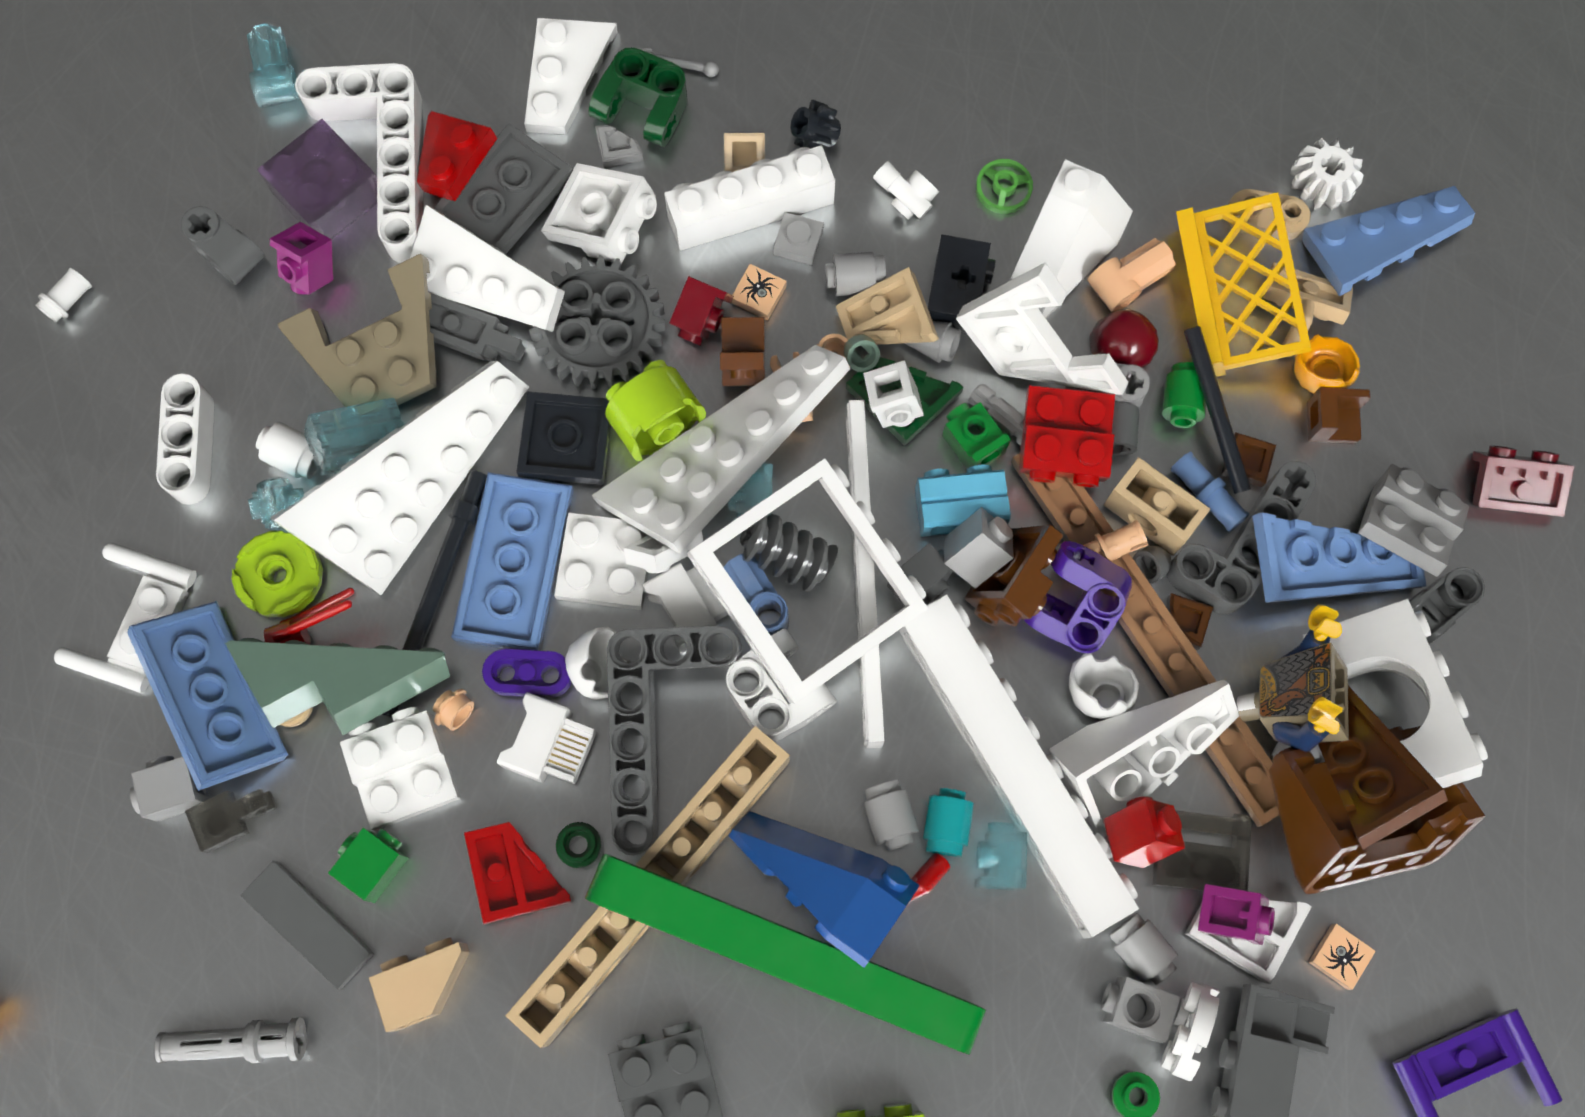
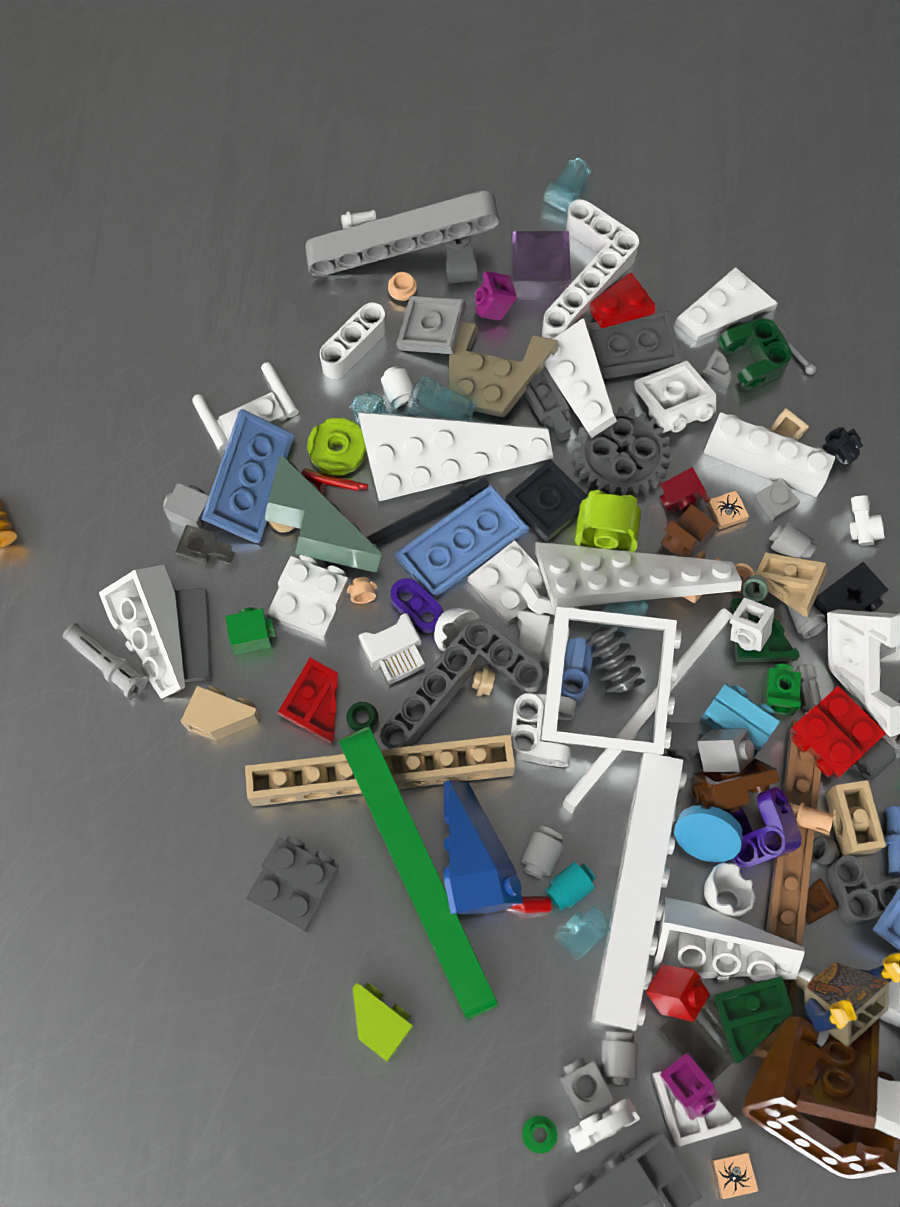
camera: 45 degrees right, 5 degrees down
(129, 271) = (402, 233): none -> light grey beam
(185, 331) = (402, 286): none -> light nougat plate
(237, 950) = (147, 614): none -> white wedge
(259, 348) = (431, 325): none -> light grey tile
(671, 691) = (483, 680): none -> tan plate
(1038, 648) = (708, 833): none -> dark azure tile
(1230, 788) = (752, 1014): none -> dark green wing

